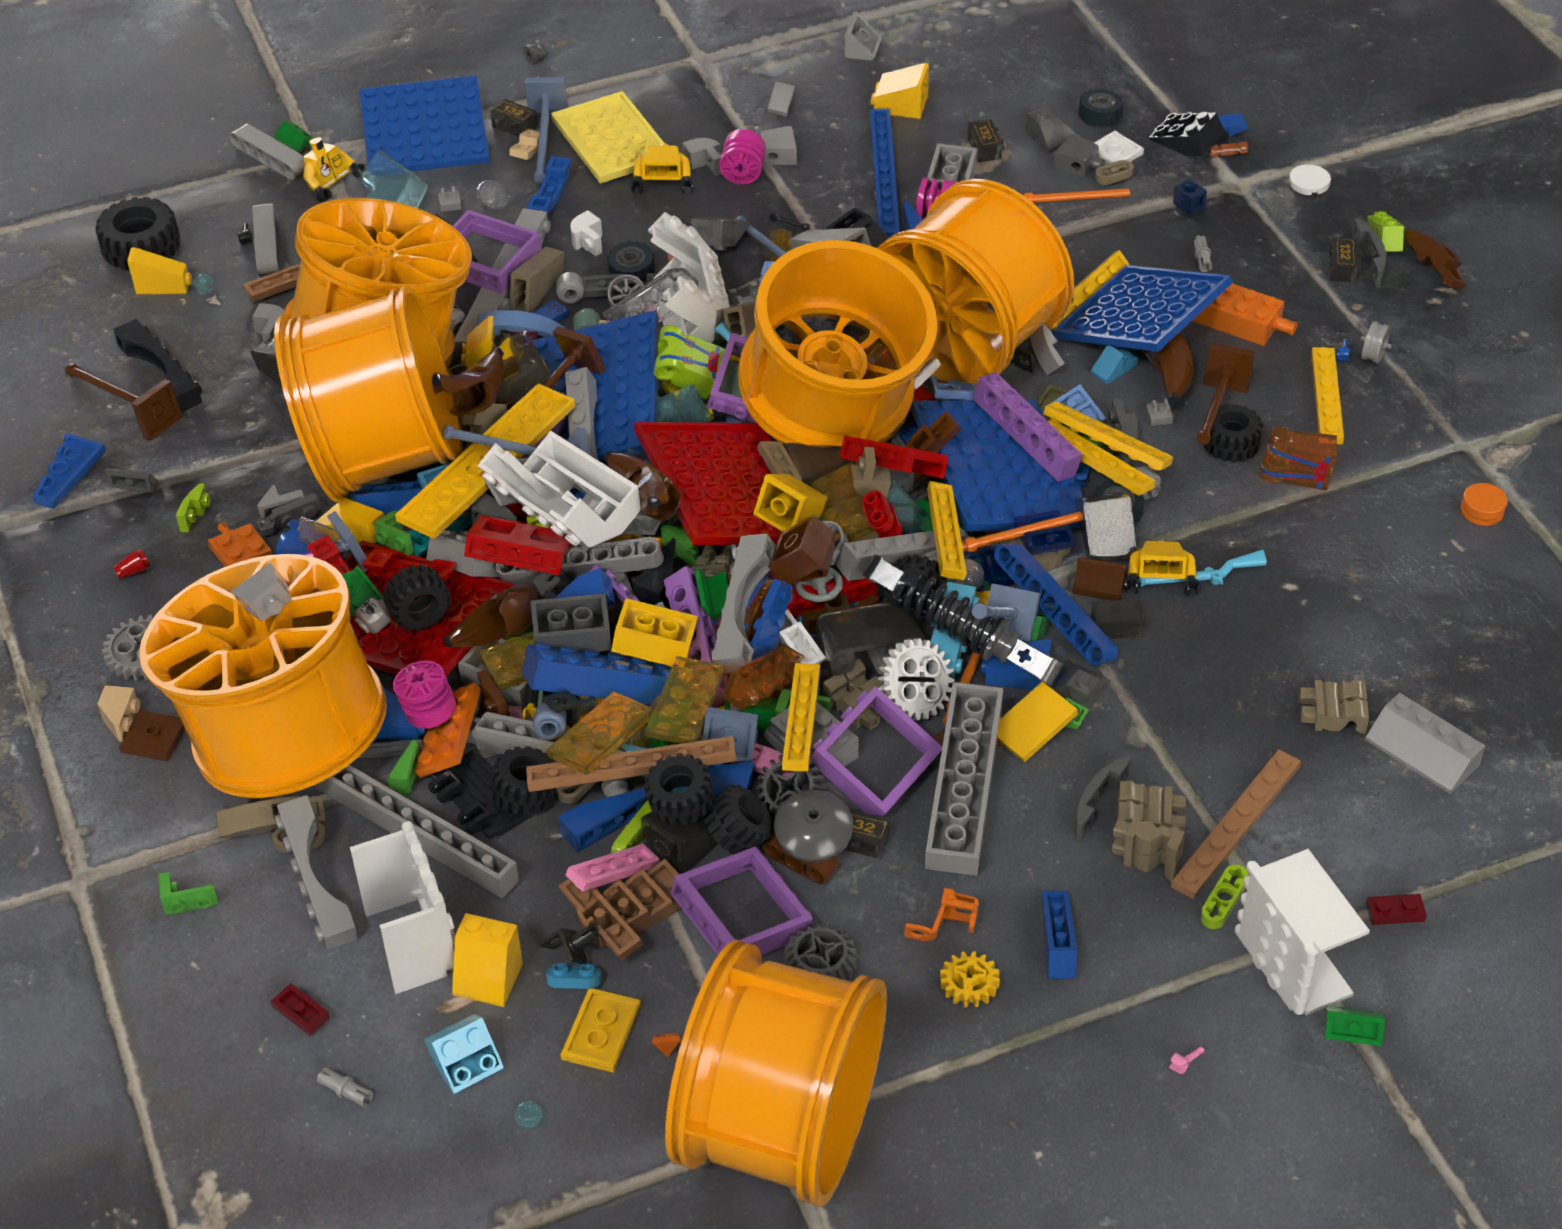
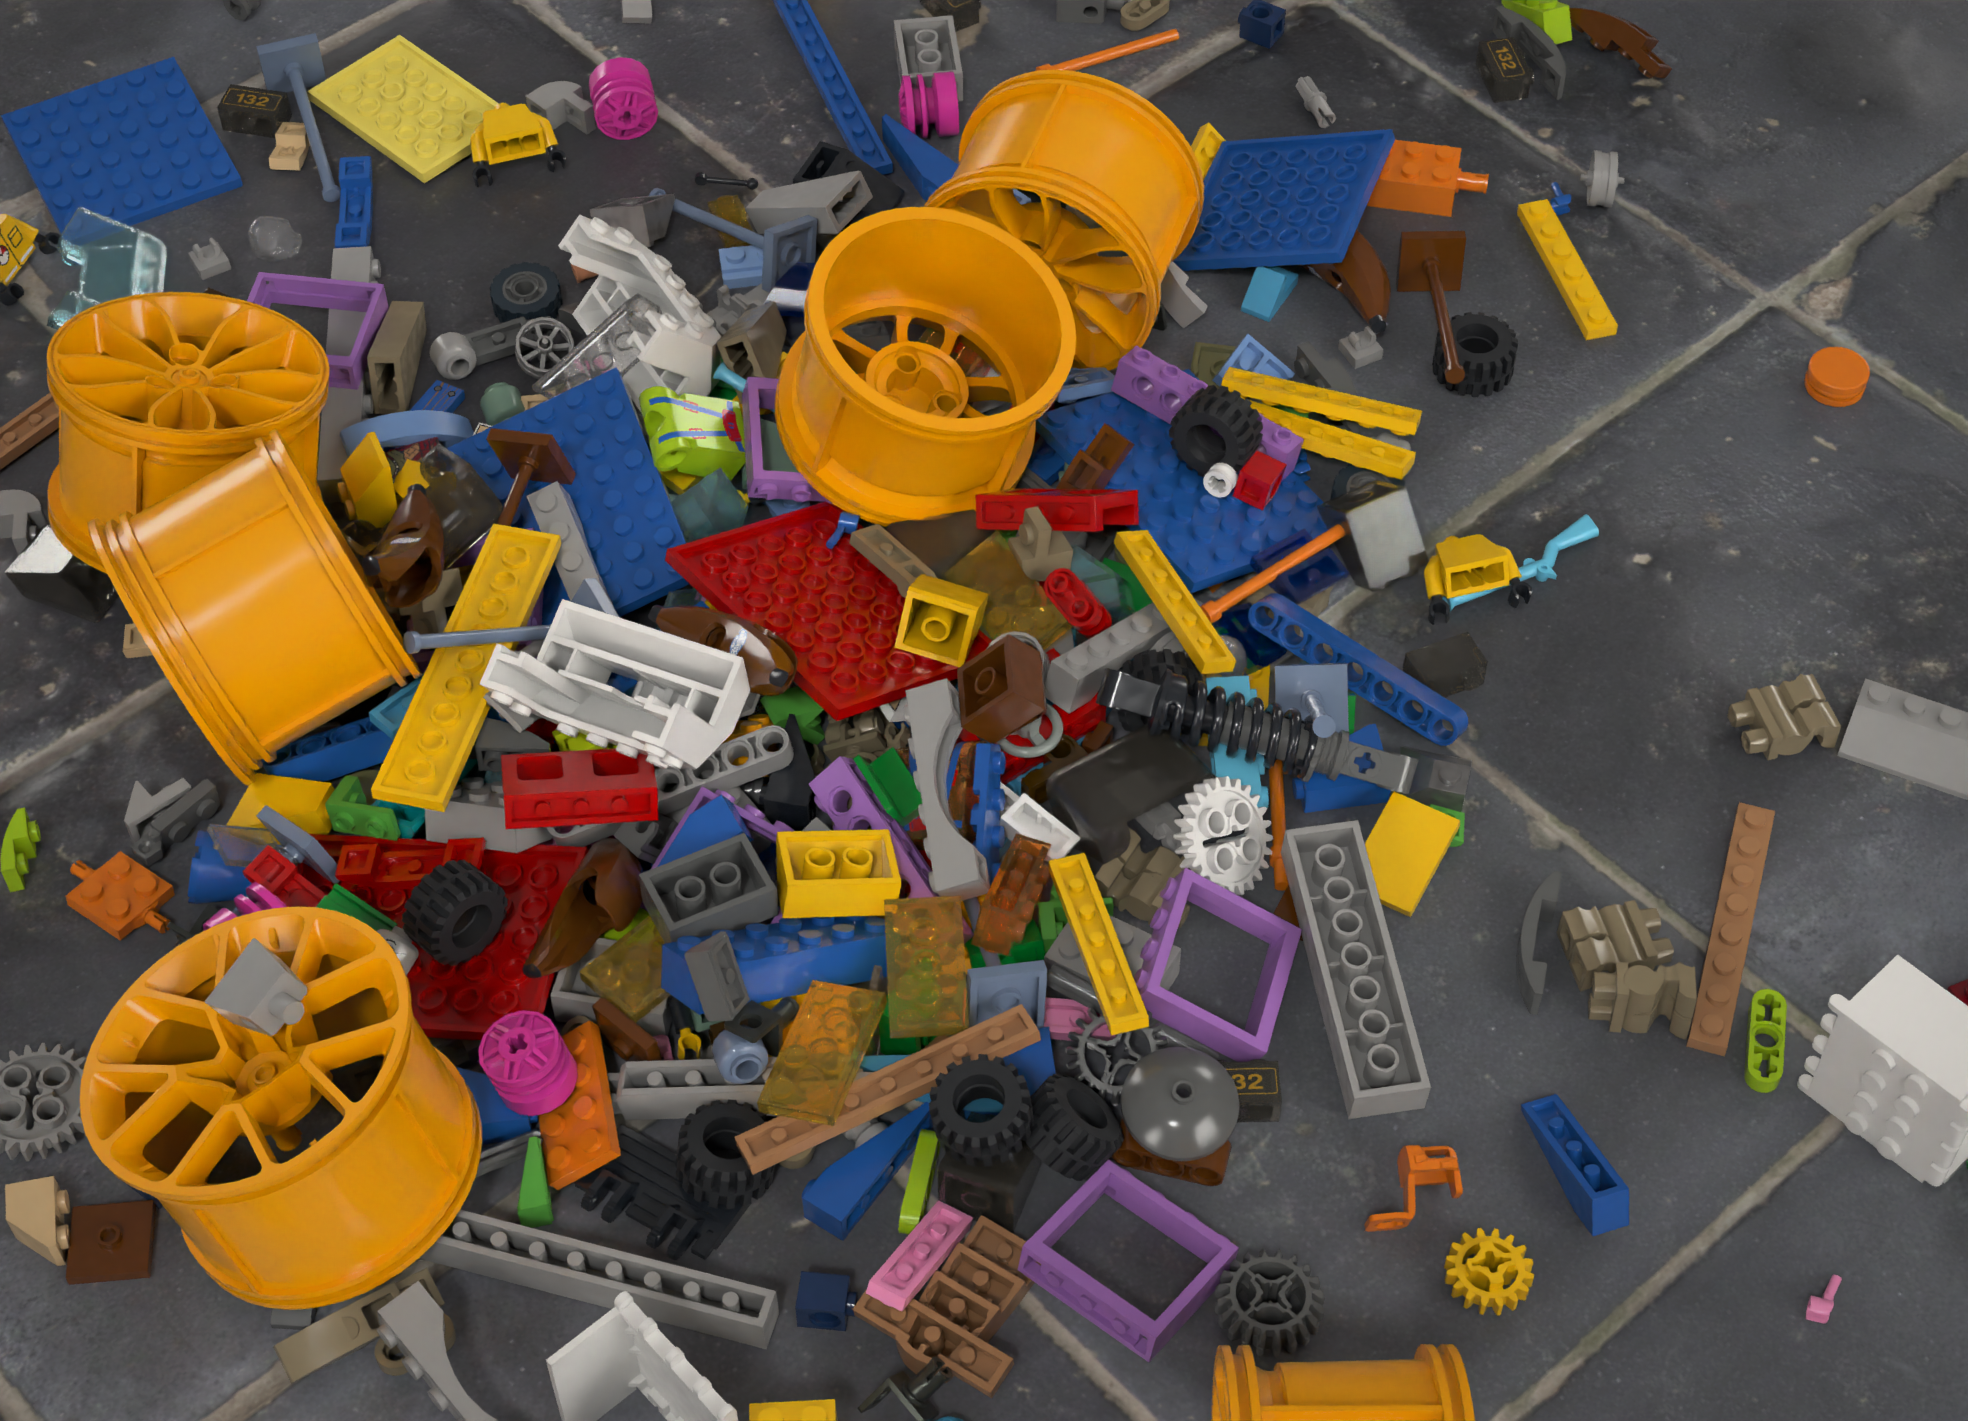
camera: 20 degrees left, 5 degrees up
(545, 878) = (824, 1301): none -> dark blue brick
(547, 668) = (717, 978): none -> dark grey slope
(587, 233) = (441, 265): white brick -> none
(761, 435) = (846, 524): none -> blue hand
(779, 146) = (669, 69): light grey torso -> none
(1009, 467) = (1216, 487): none -> white bush
(1022, 435) = (1226, 414): none -> black tyre
(1042, 473) = (1259, 480): none -> red brick
(1099, 579) = (1393, 615): reddish brown panel -> none
(1299, 458) = (1584, 371): clear orange piece -> none

